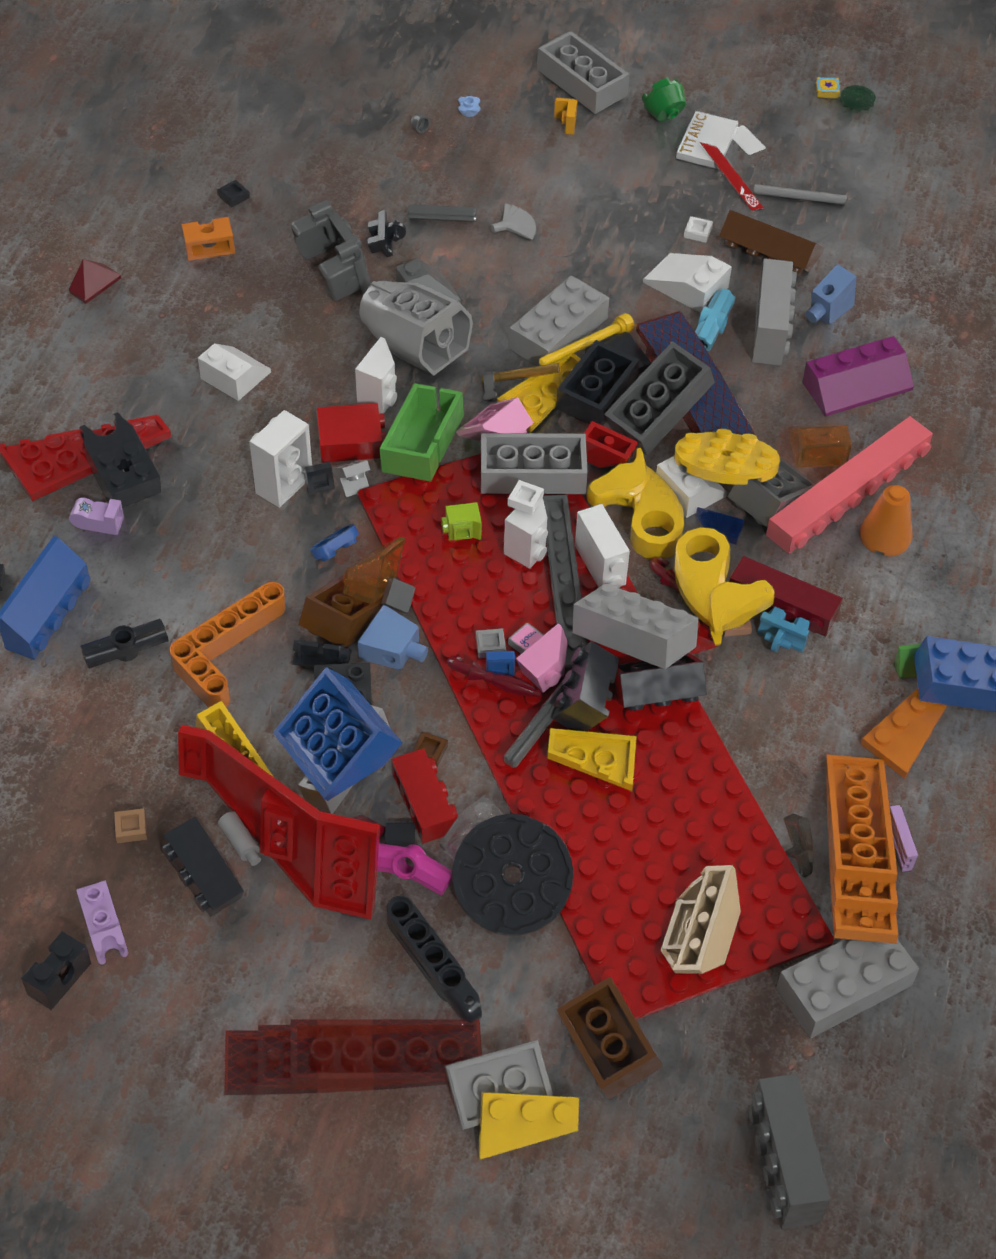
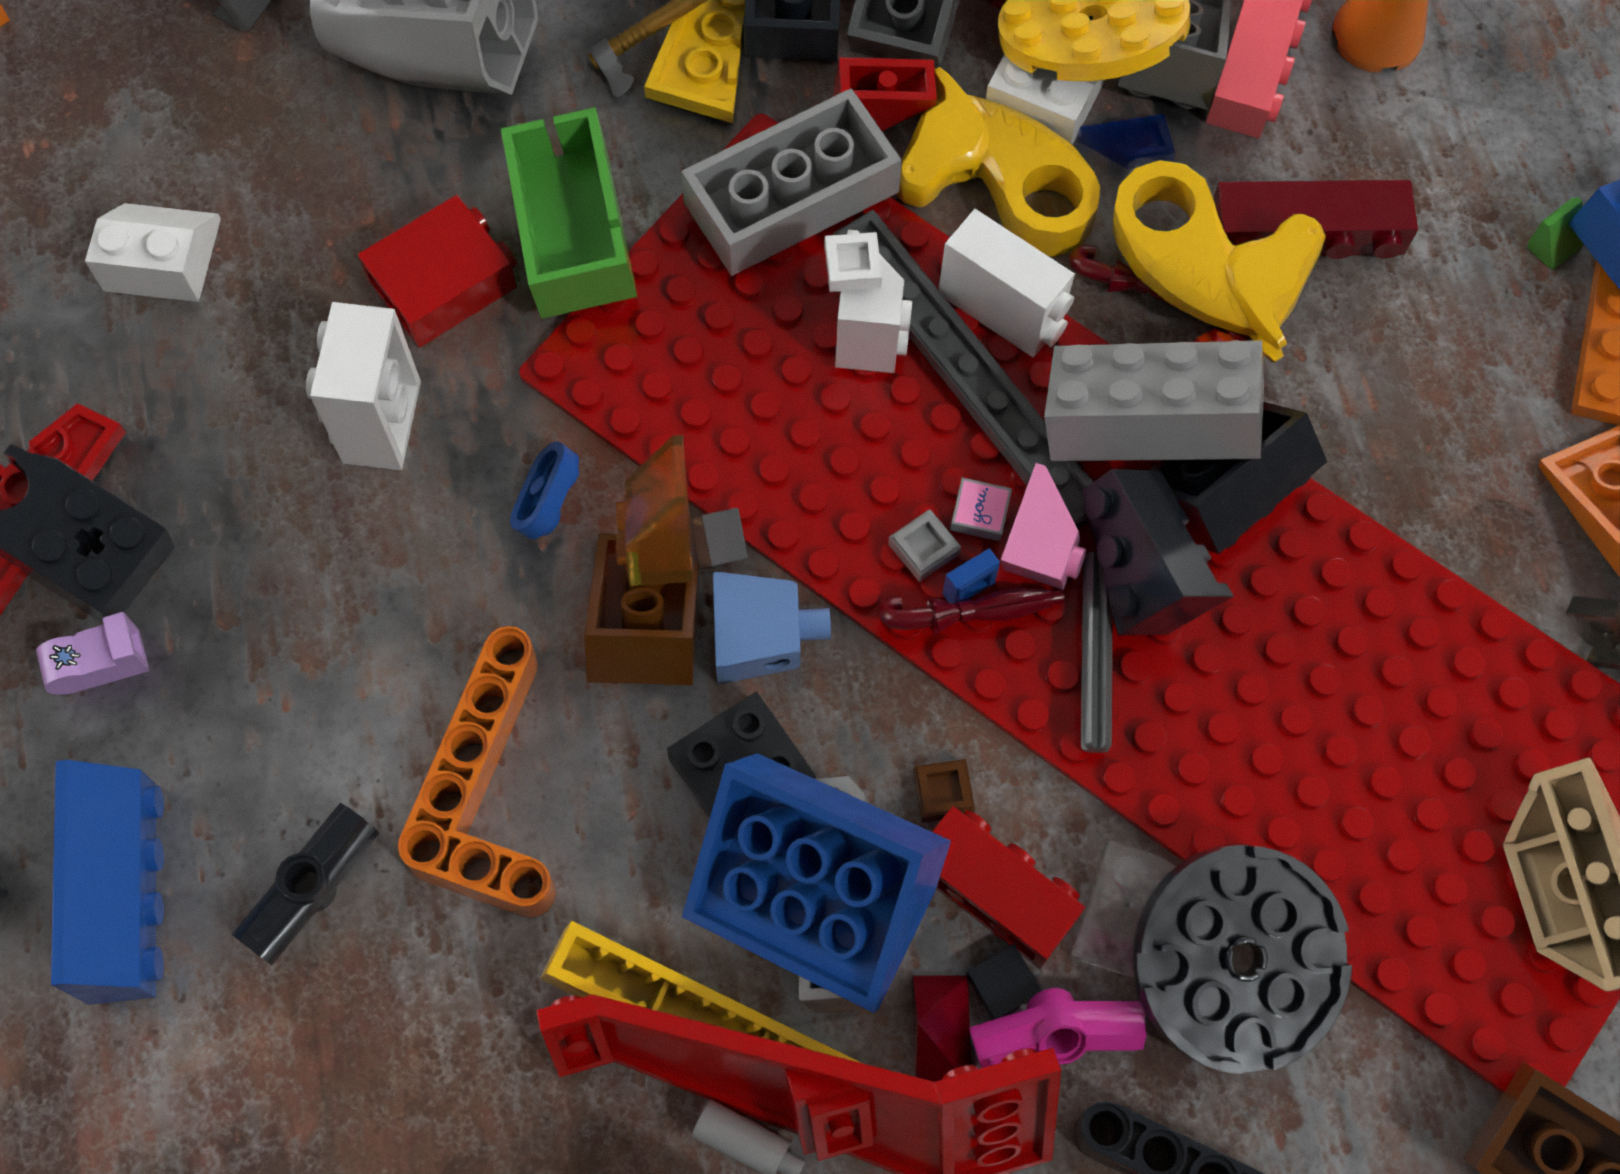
camera: 30 degrees left, 15 degrees up
(312, 653) = (658, 717): black hinge -> none
(319, 477) = (441, 383): black plate -> none
(351, 476) = (491, 348): light grey slope -> none
(377, 377) = (427, 146): white slope -> none
(462, 522) = (742, 347): lime window -> none
(499, 417) = (683, 130): bright pink slope -> none
(596, 754) = (1223, 659): yellow wing -> none
(783, 633) = (1352, 285): dark azure hips -> none

